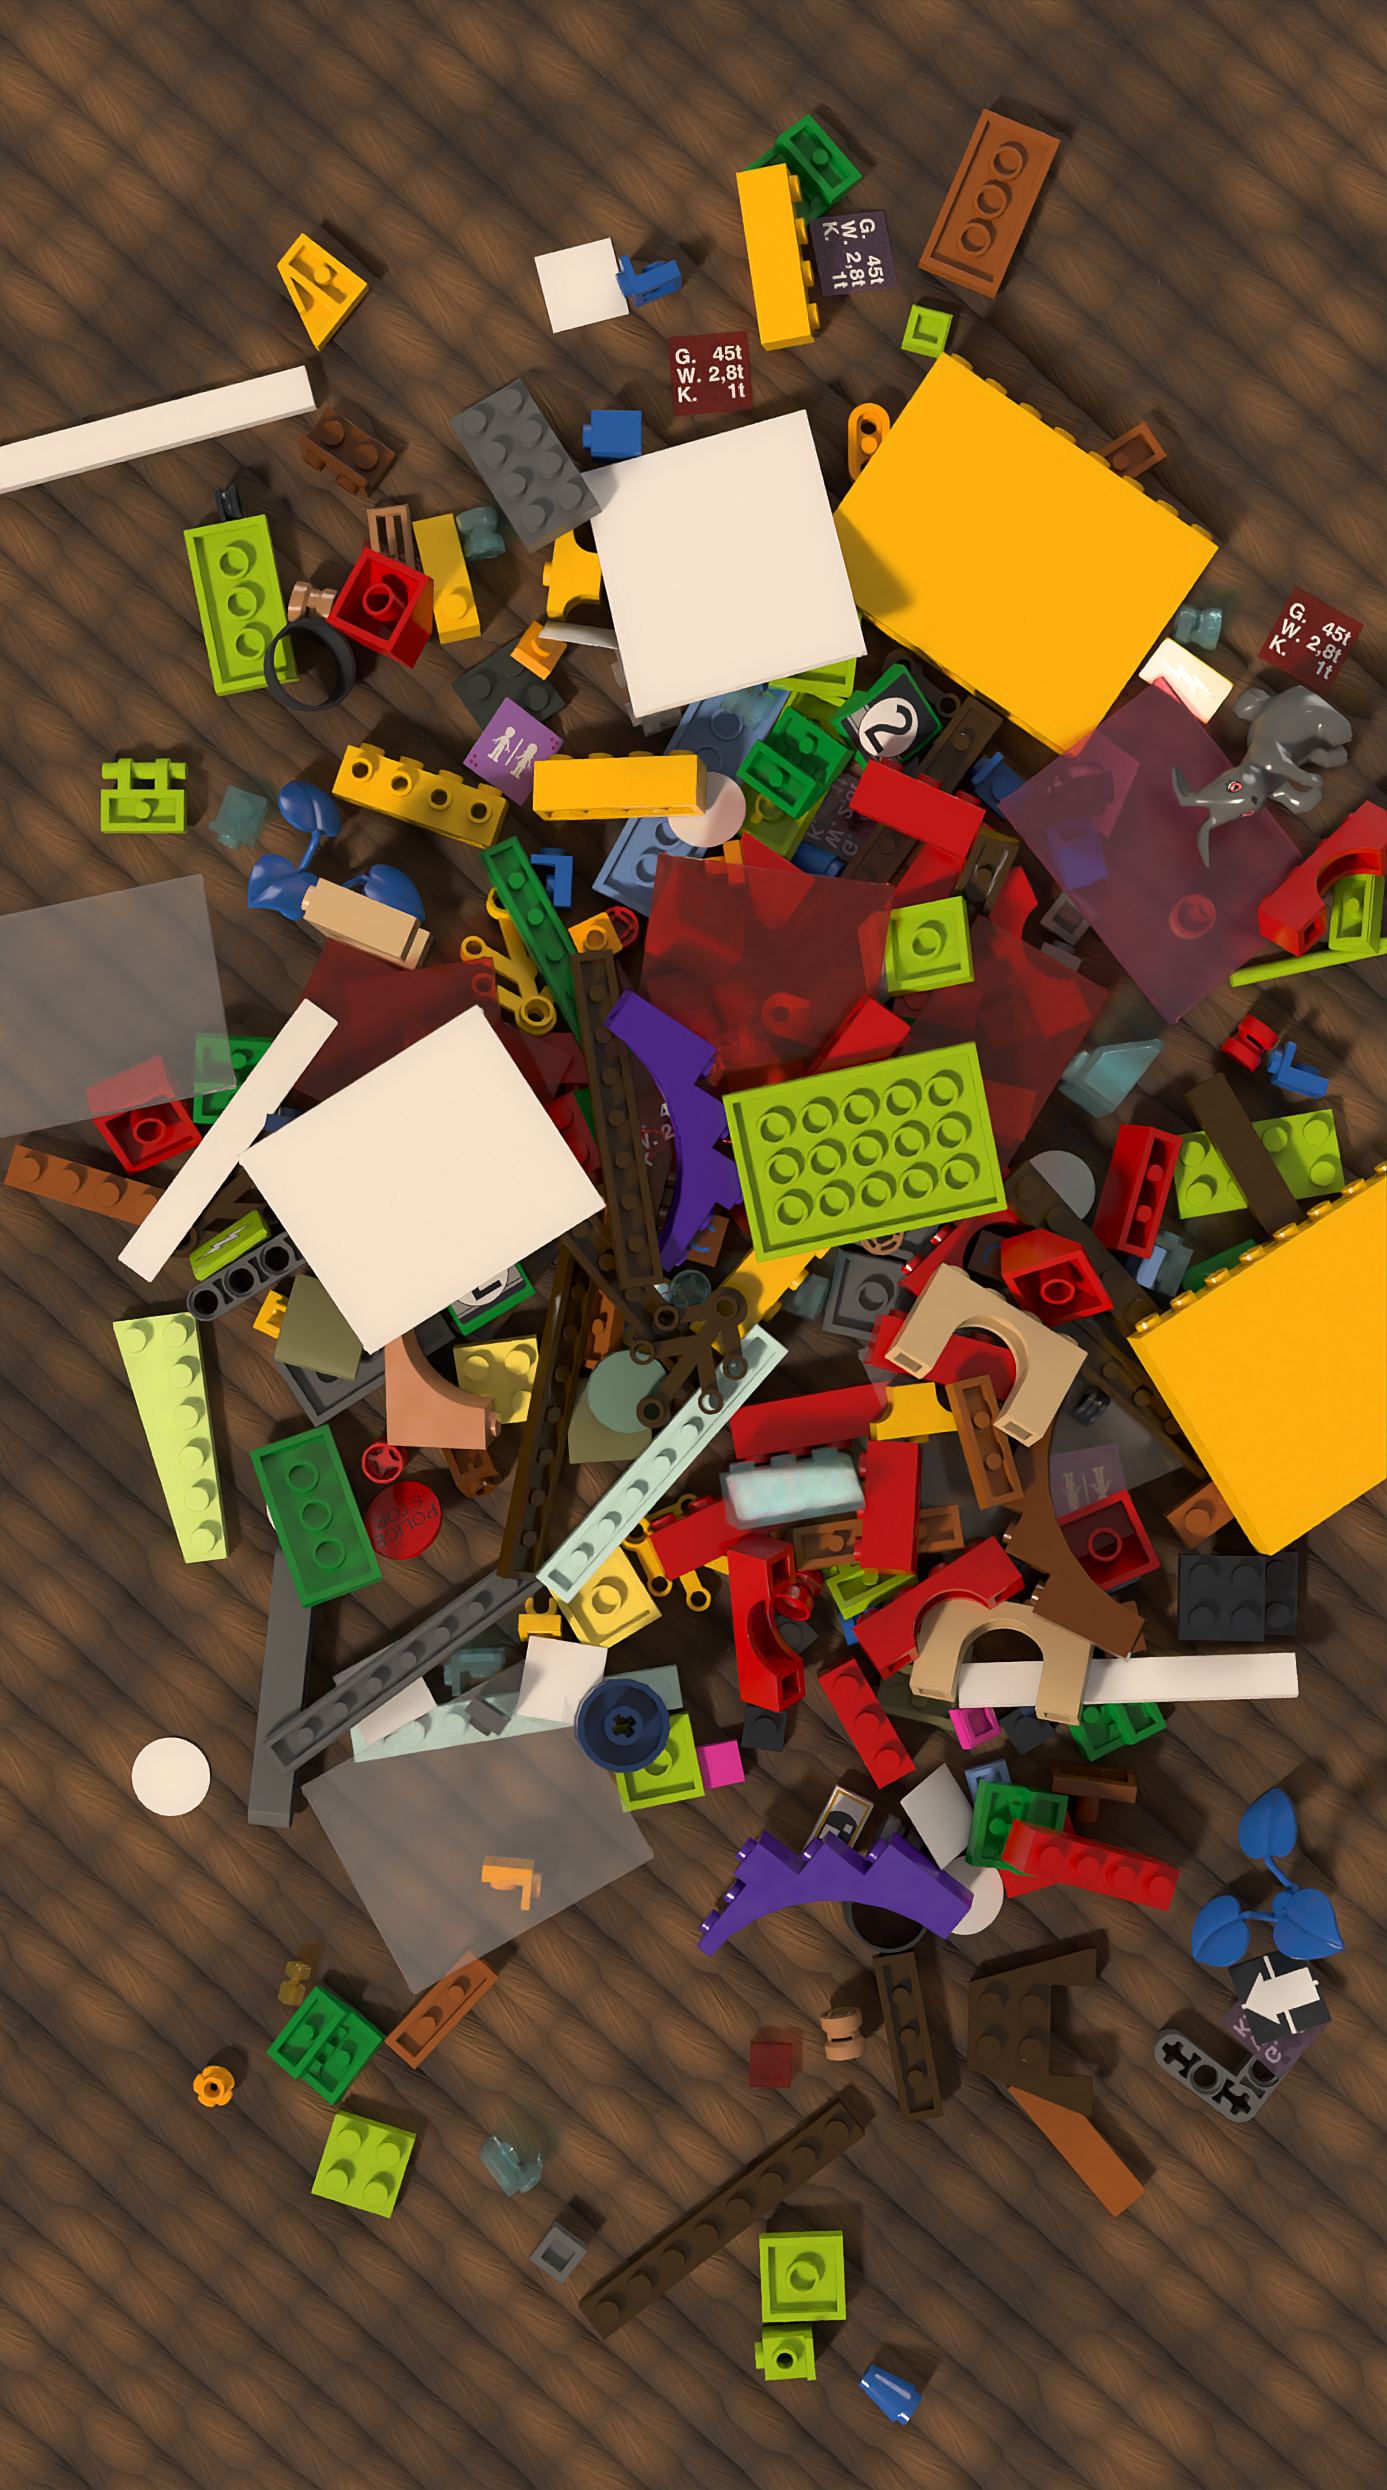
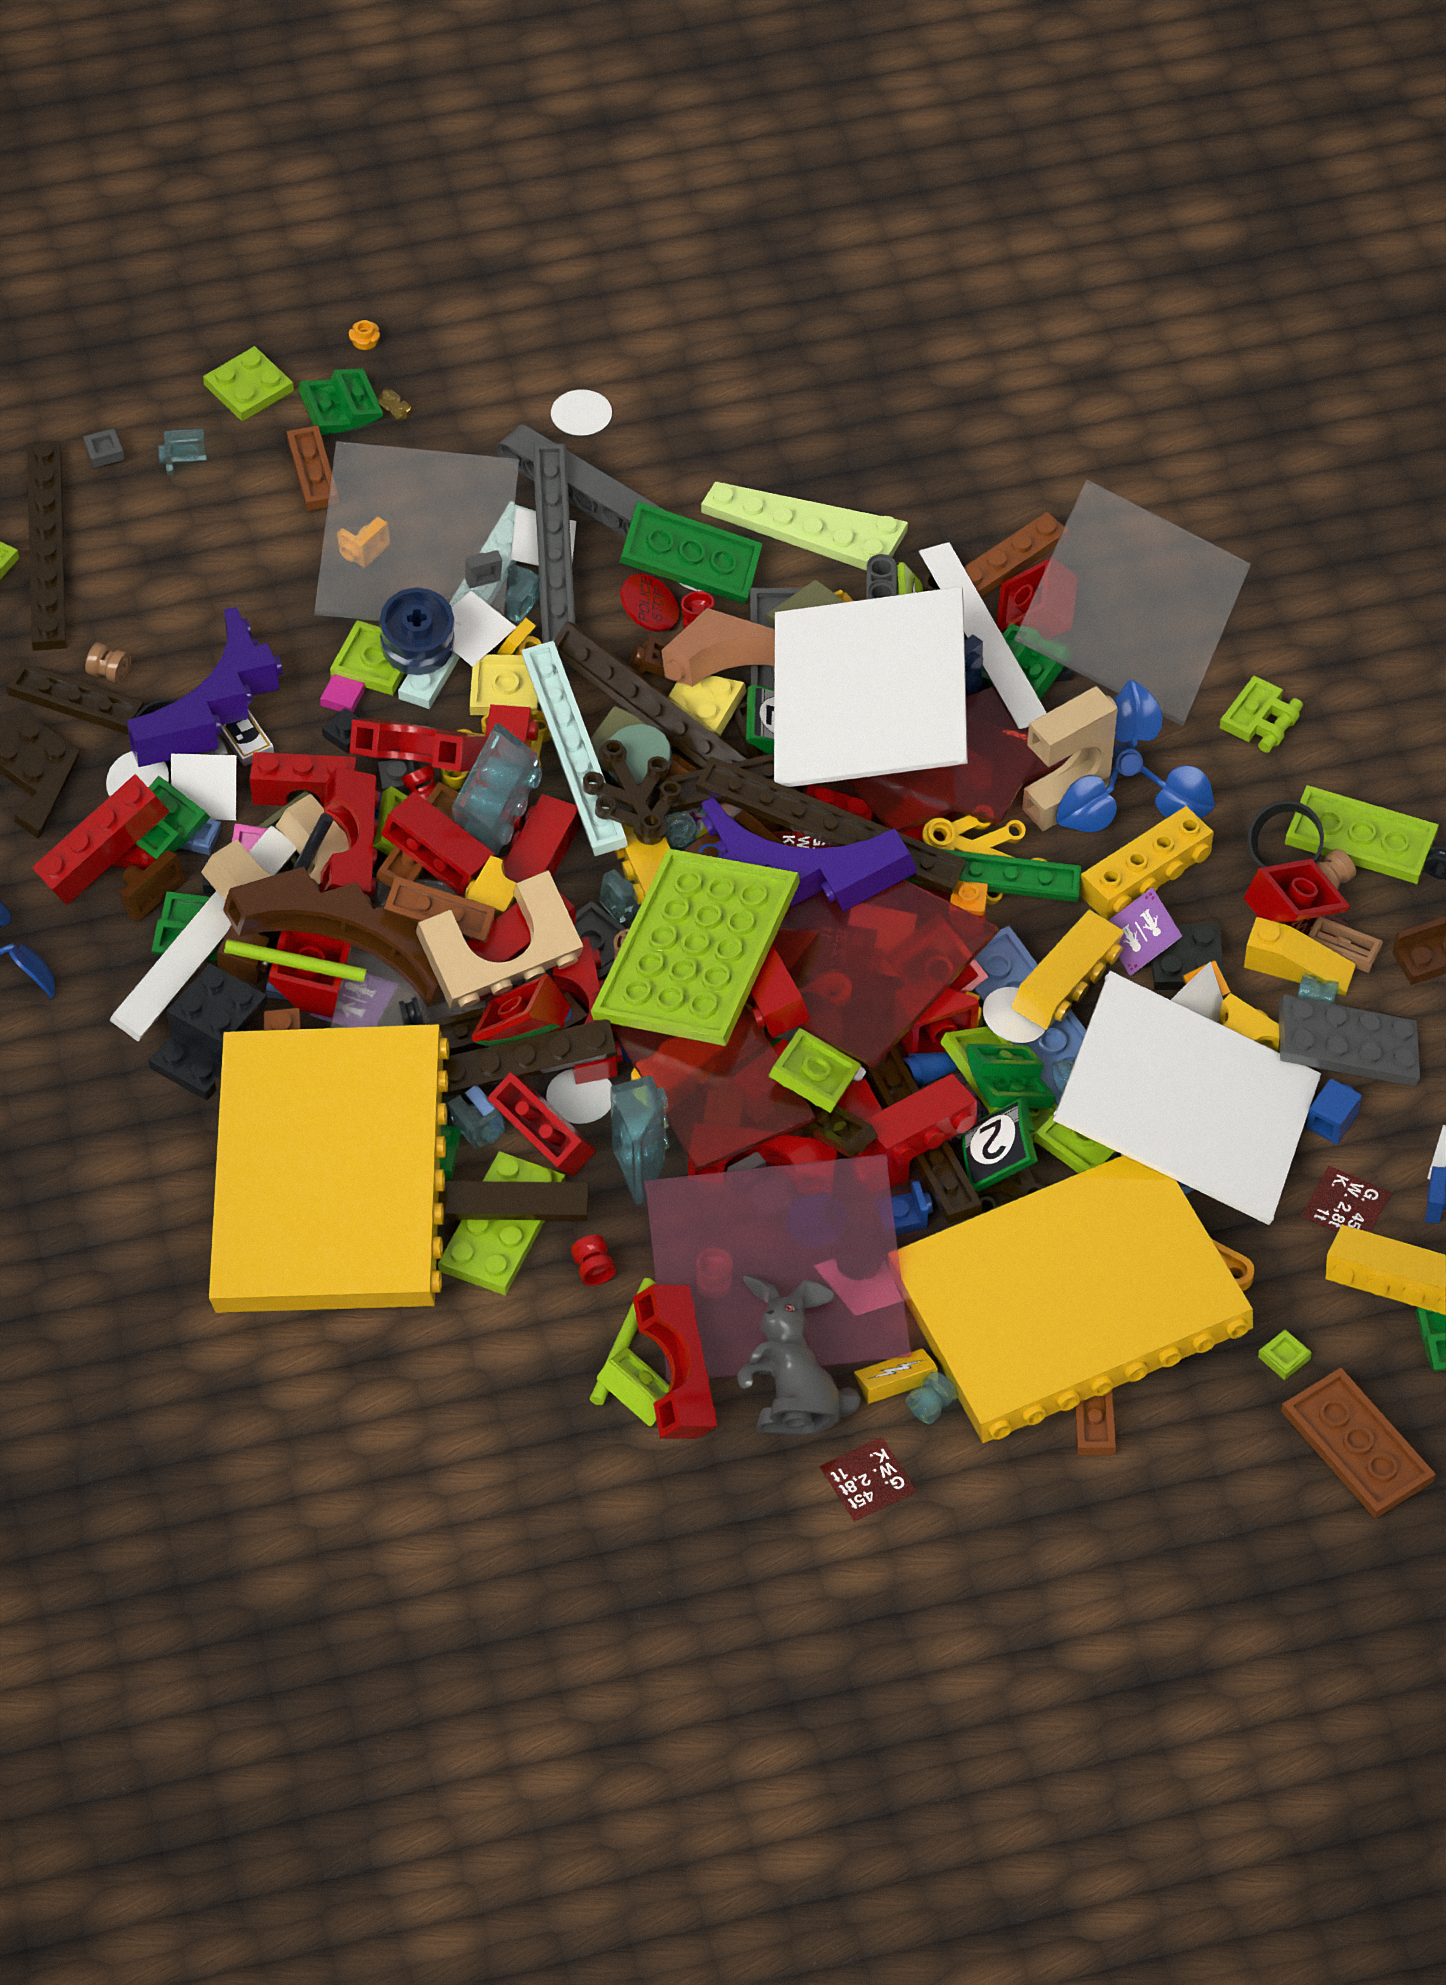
camera: 125 degrees right, 35 degrees down
(239, 818) = (1208, 757): clear light blue bracket -> none
(558, 885) = (1028, 914): blue bracket -> none
(770, 2064) = (121, 620): clear red tile -> none
(853, 253) = (1378, 1338): sticker -> none
(981, 1637) = (314, 841): none -> black bar
(1127, 1552) = (295, 960): none -> lime bar
(1301, 1079) = (545, 1273): blue bracket -> none

